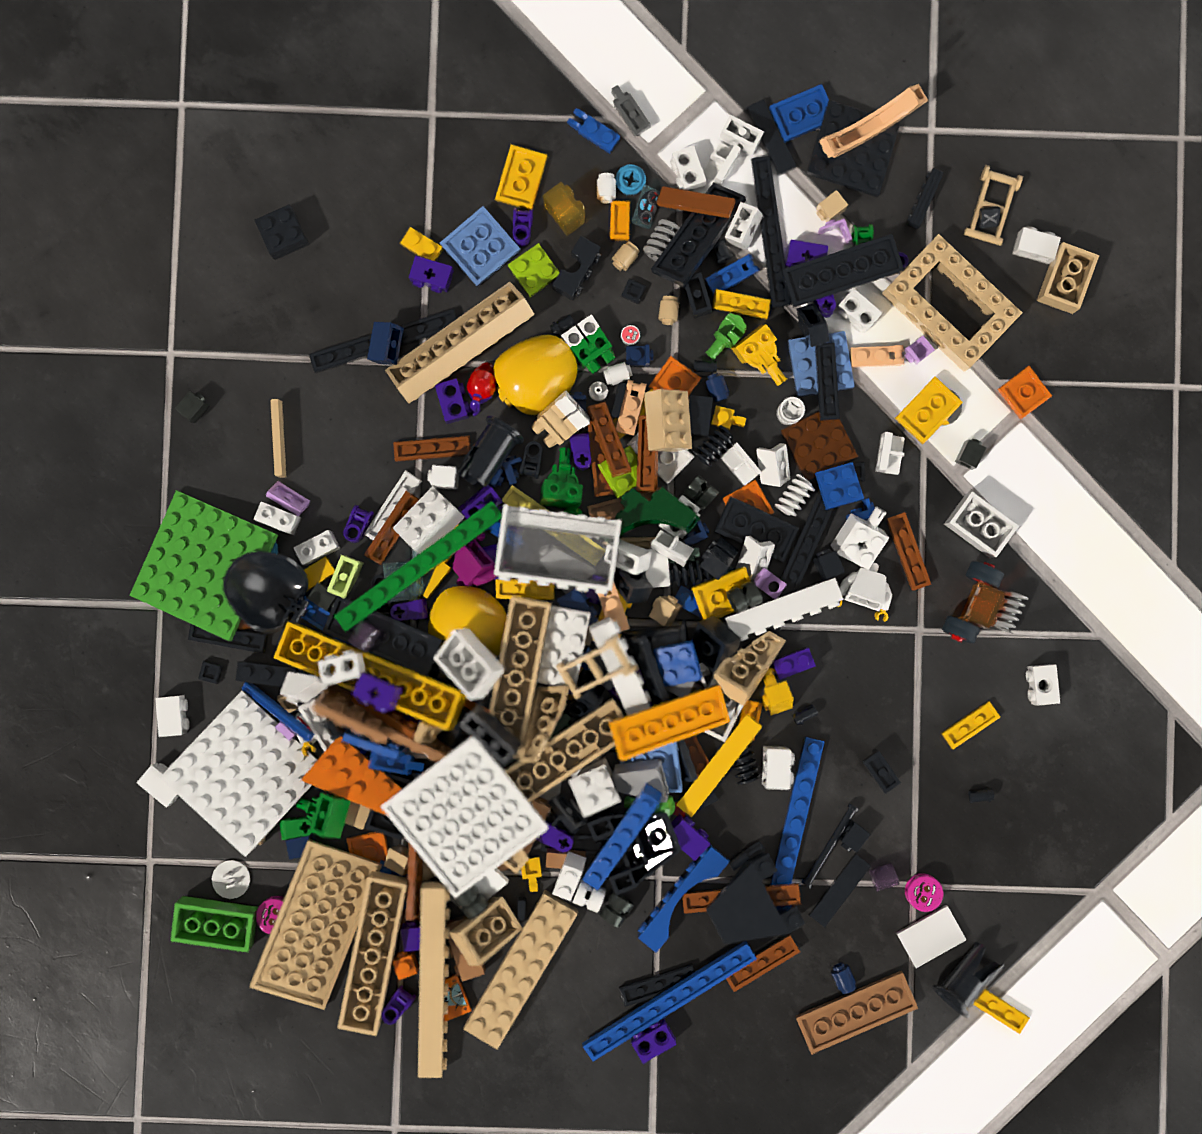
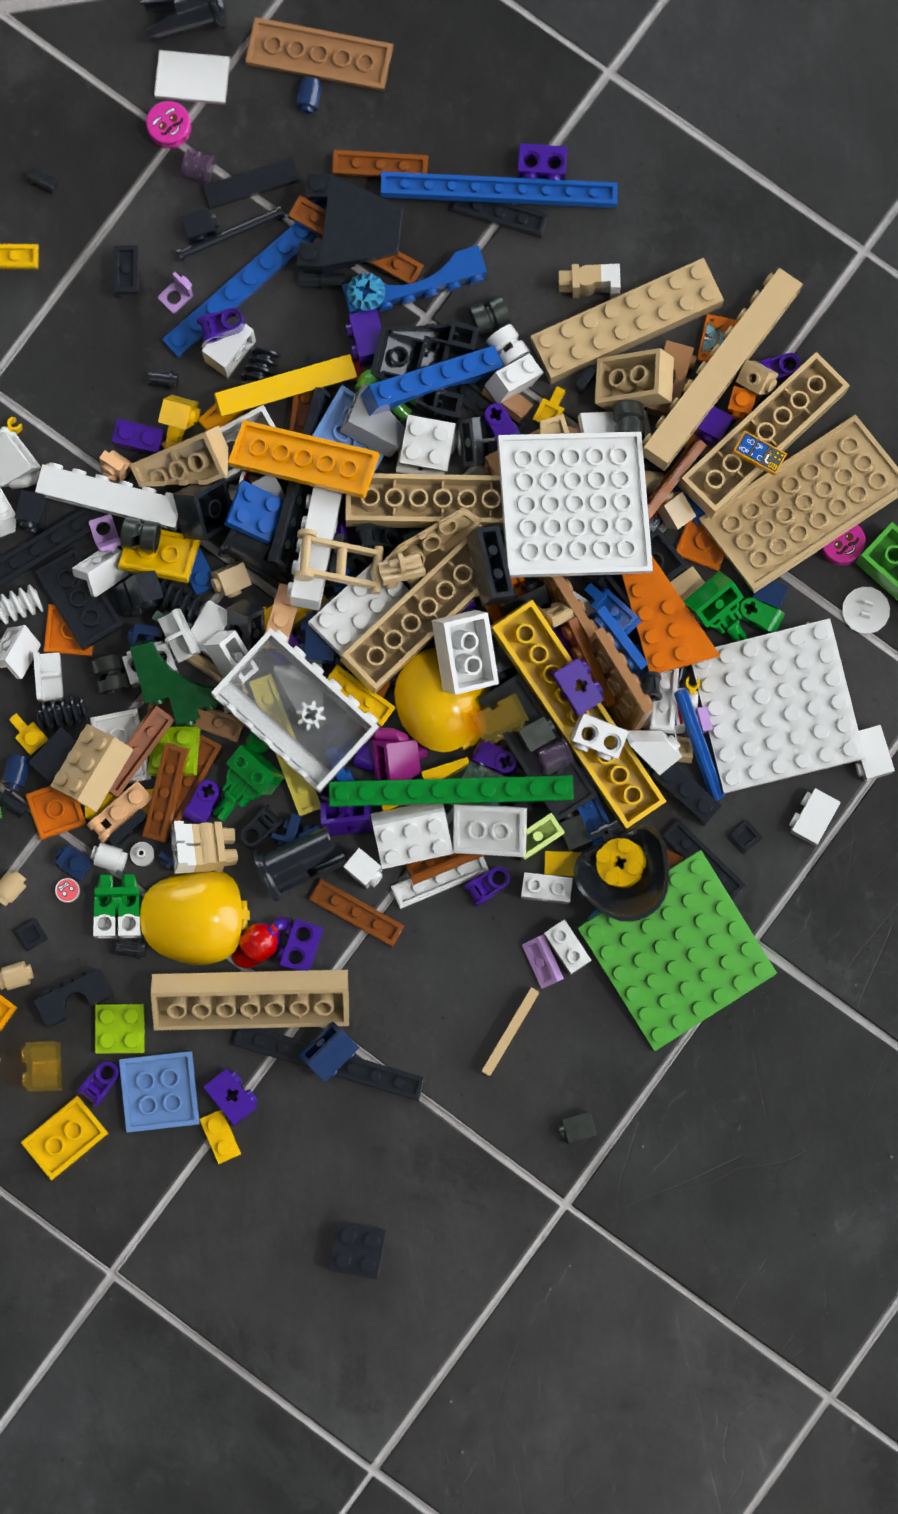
camera: 140 degrees left, 5 degrees down
(275, 606) = (632, 868): none -> yellow plate
(364, 938) = (759, 453): none -> tile
(376, 558) = (489, 830): none -> white tile
(386, 642) = (537, 733): none -> pearl dark grey brick
(404, 990) = (757, 378): none -> tan brick
(416, 635) = (497, 721): none -> clear yellow brick
(539, 553) = (308, 722): none -> white gear
(551, 691) = (401, 569): none -> tan hips
(563, 981) = (590, 280): none -> tan hips
(701, 864) = (372, 300): none -> dark azure gear
(790, 774) = (219, 325): none -> dark purple piece
(795, 633) = (114, 466): none -> light nougat plate
(836, 787) = (180, 285): none -> lavender bracket

